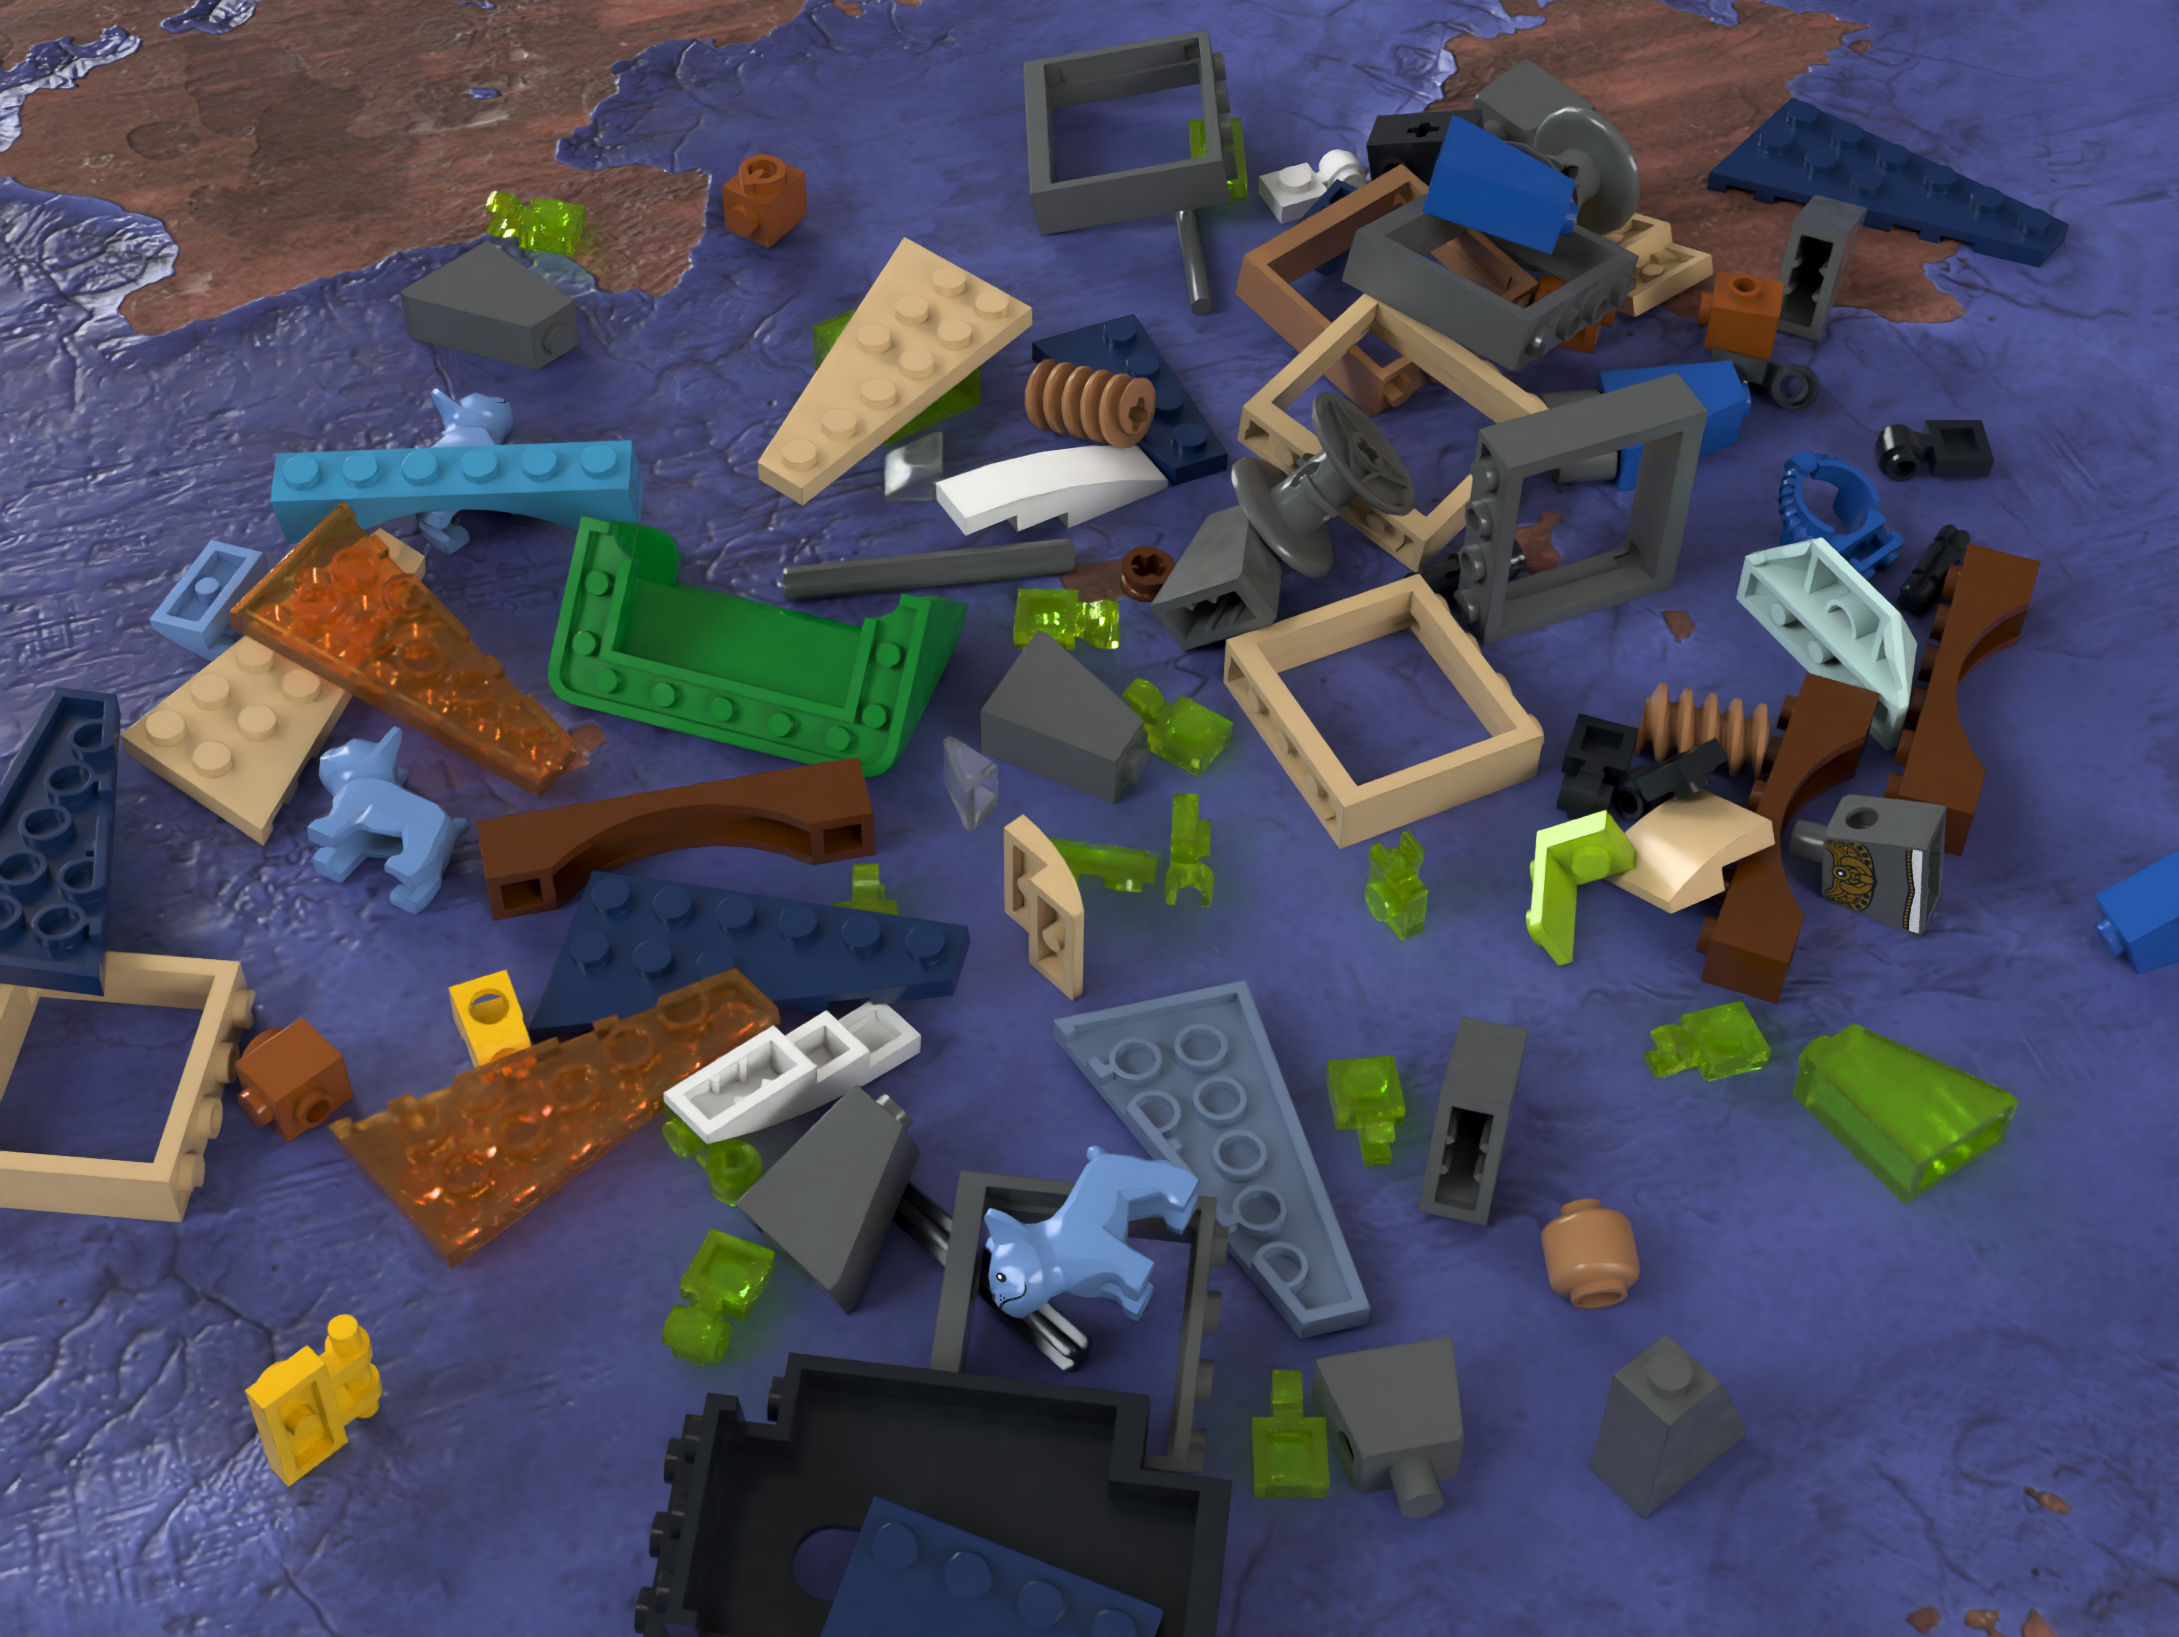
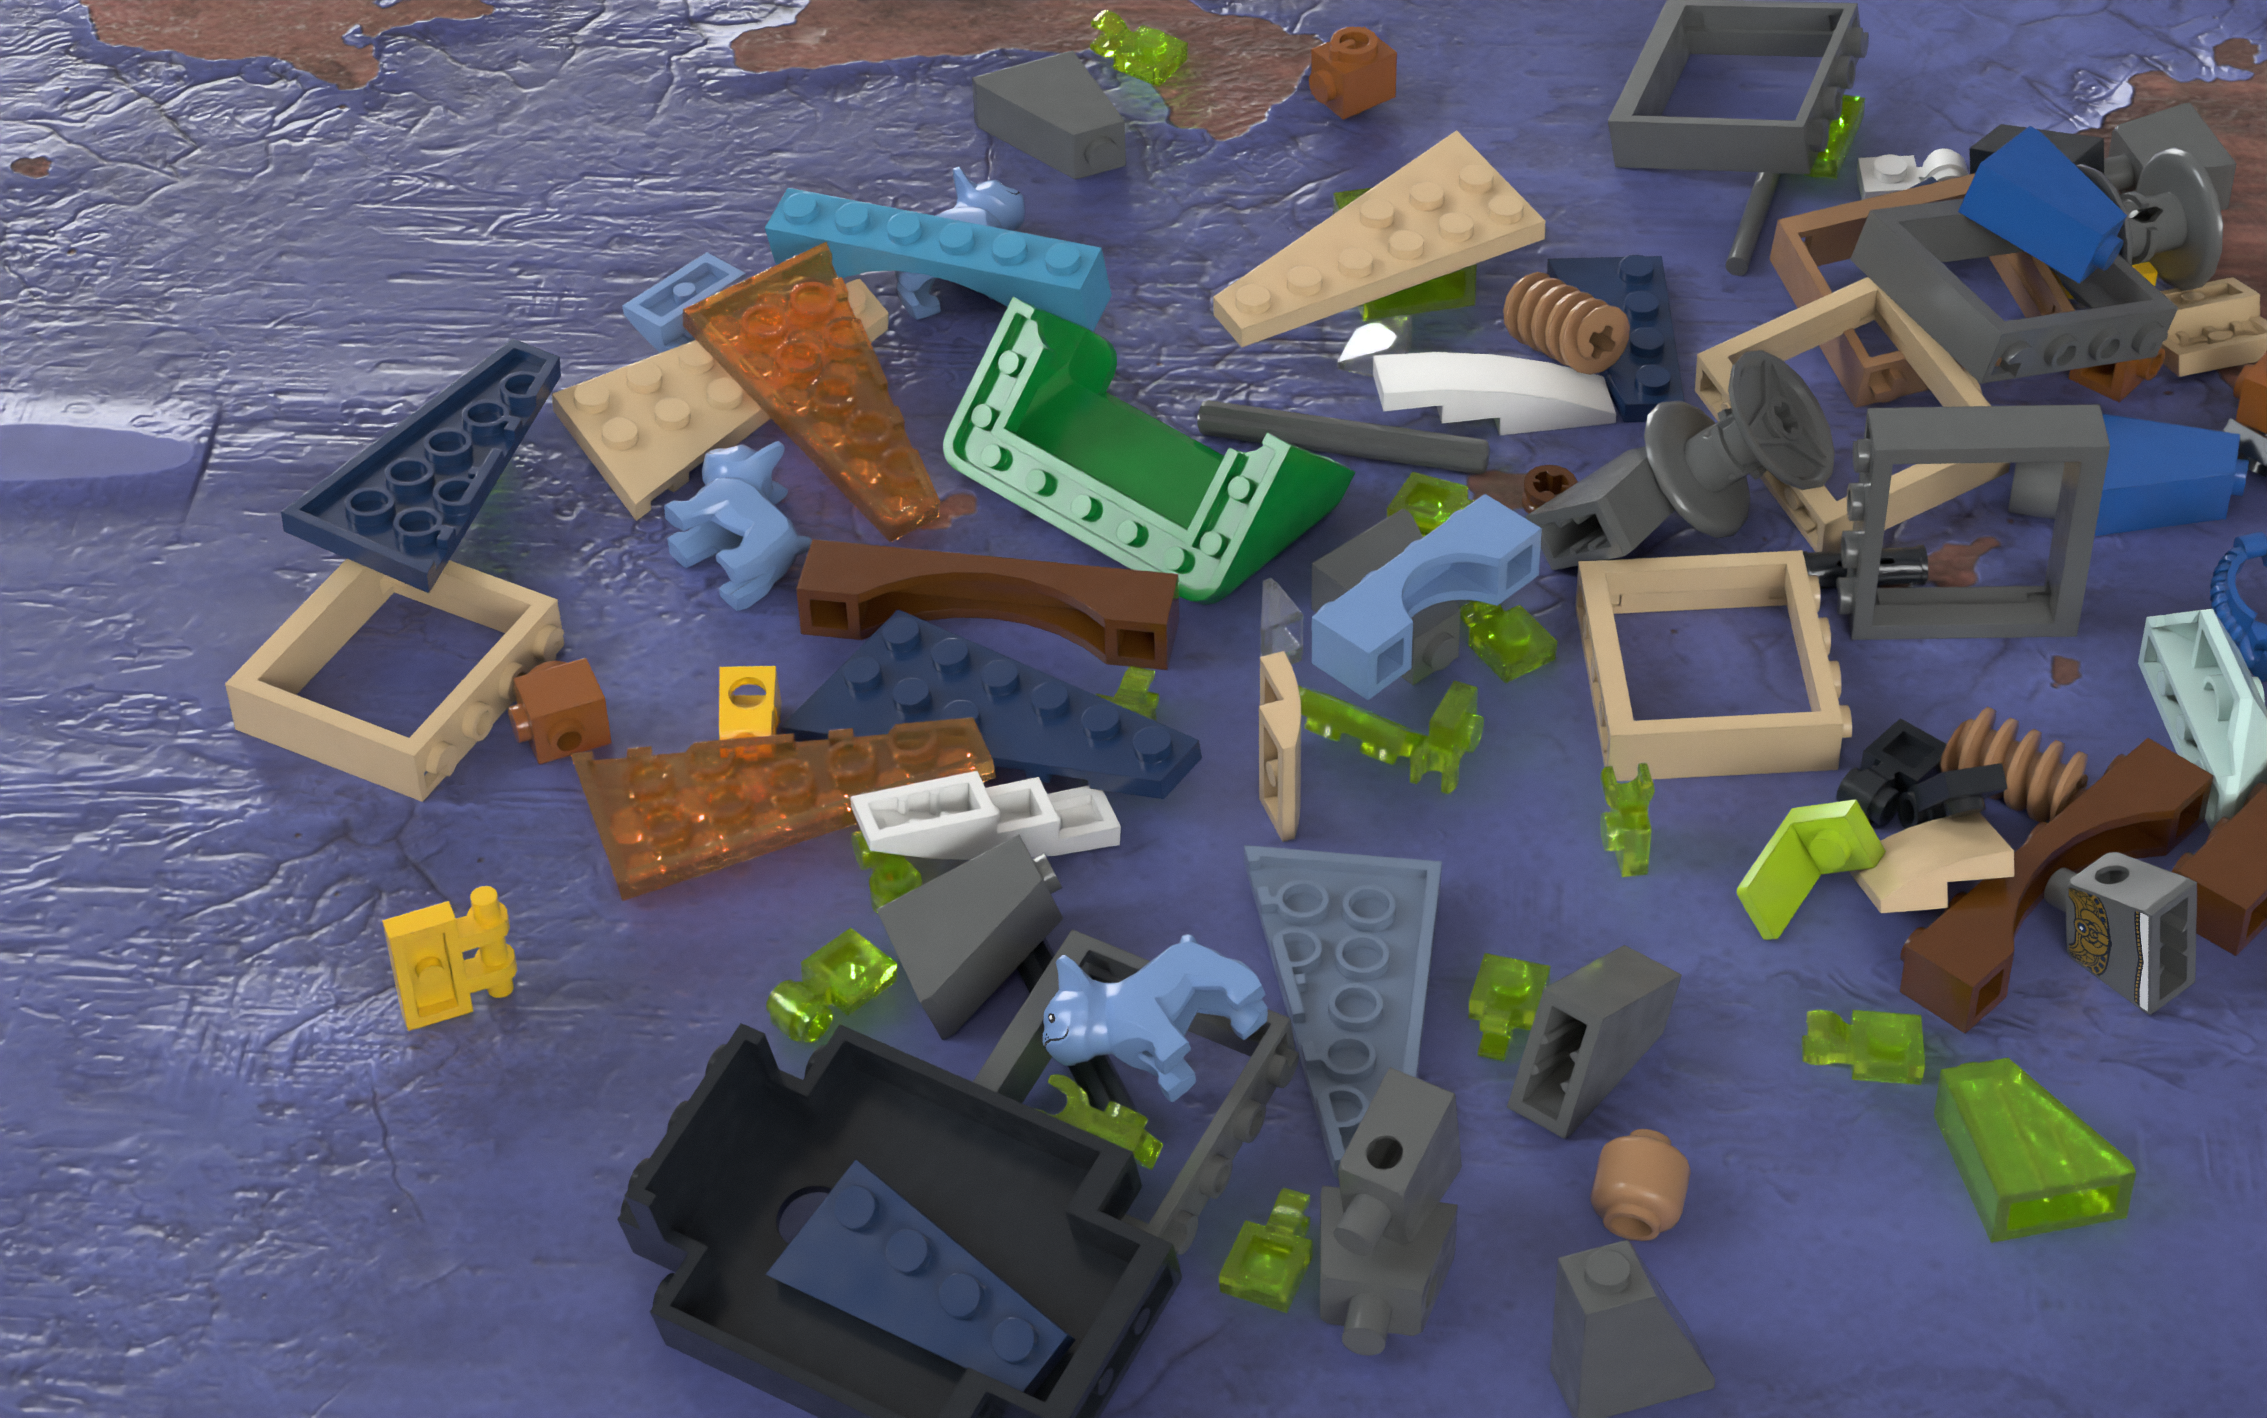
camera: 25 degrees right, 5 degrees down
(1084, 767) = (1473, 556): none -> medium blue arch
(1107, 1370) = (1115, 1124): none -> clear neon green plate
(1399, 1322) = (1397, 1163): none -> dark grey torso

